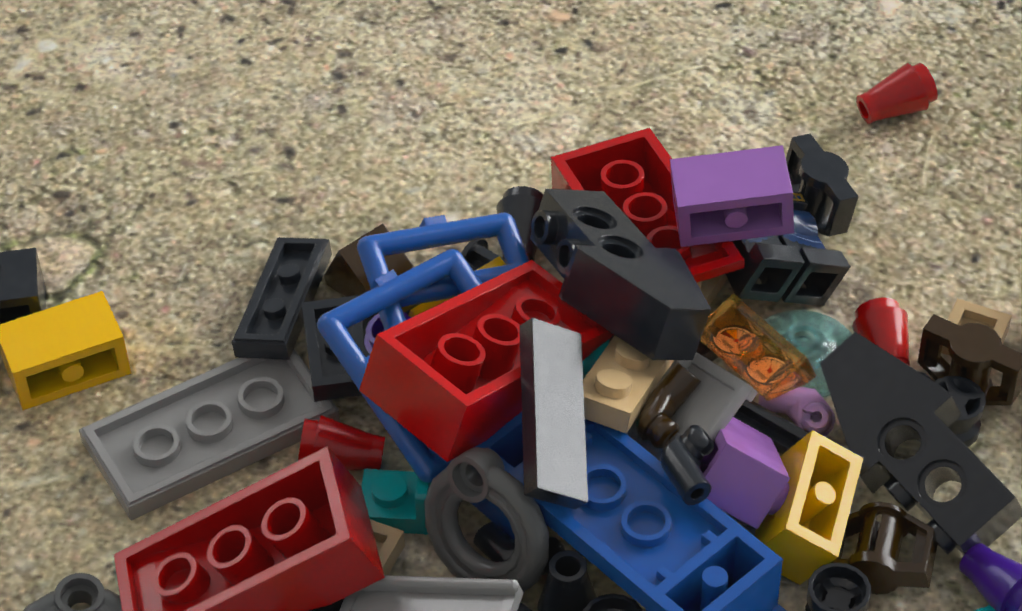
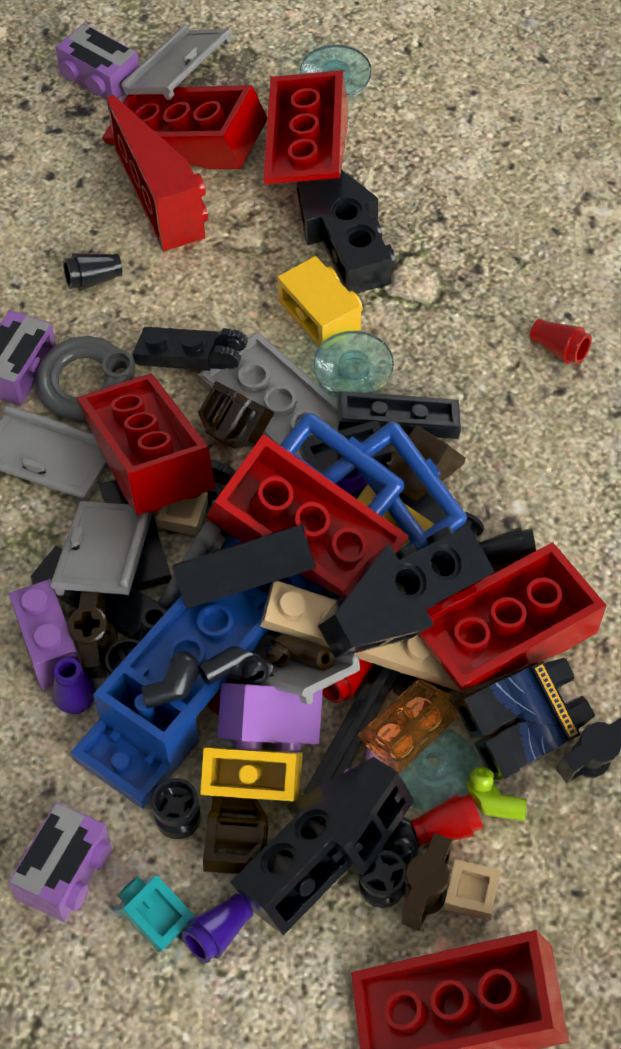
camera: 80 degrees right, 10 degrees up
(81, 507) = (189, 348): none -> black hinge
(184, 327) = (353, 352): none -> clear light blue dish
(223, 125) = (562, 340): none -> red cone
(226, 440) = (233, 417): none -> dark brown piece
(704, 523) = (177, 682): none -> black arm
(732, 196) = (510, 659): medium lavender brick -> none
(841, 305) = (489, 798): none -> lime arm

